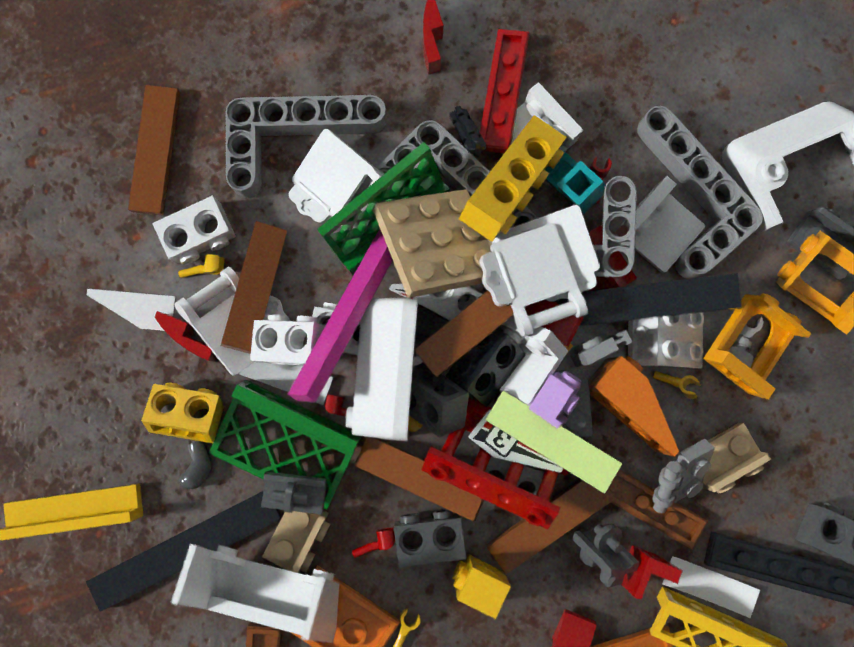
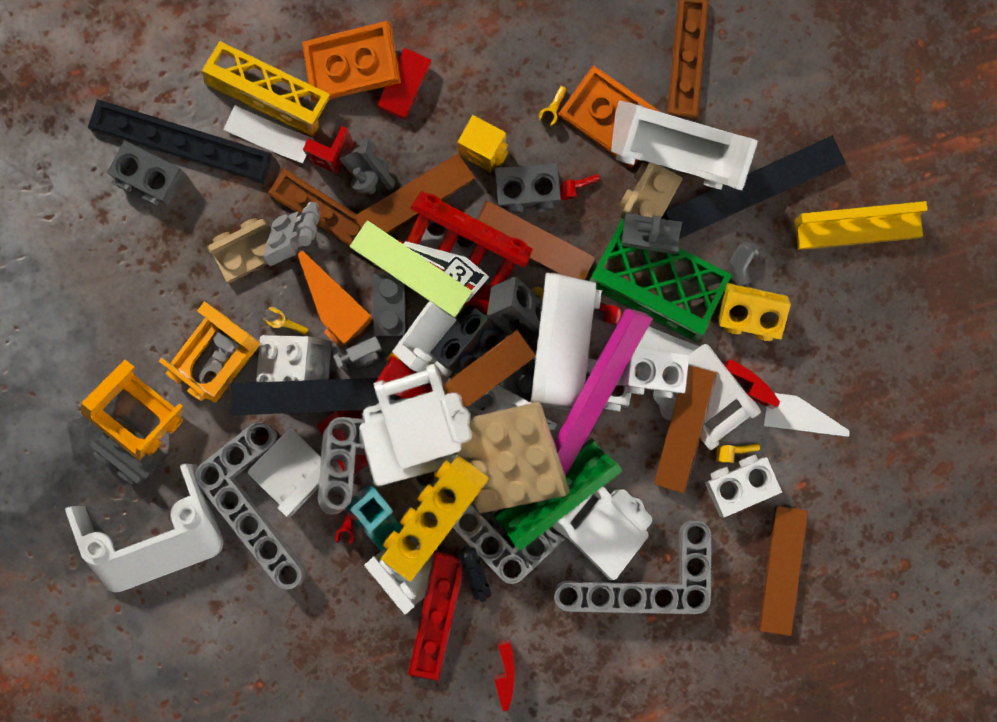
camera: 170 degrees left, 0 degrees up
(557, 397) = (405, 307): lavender brick -> none

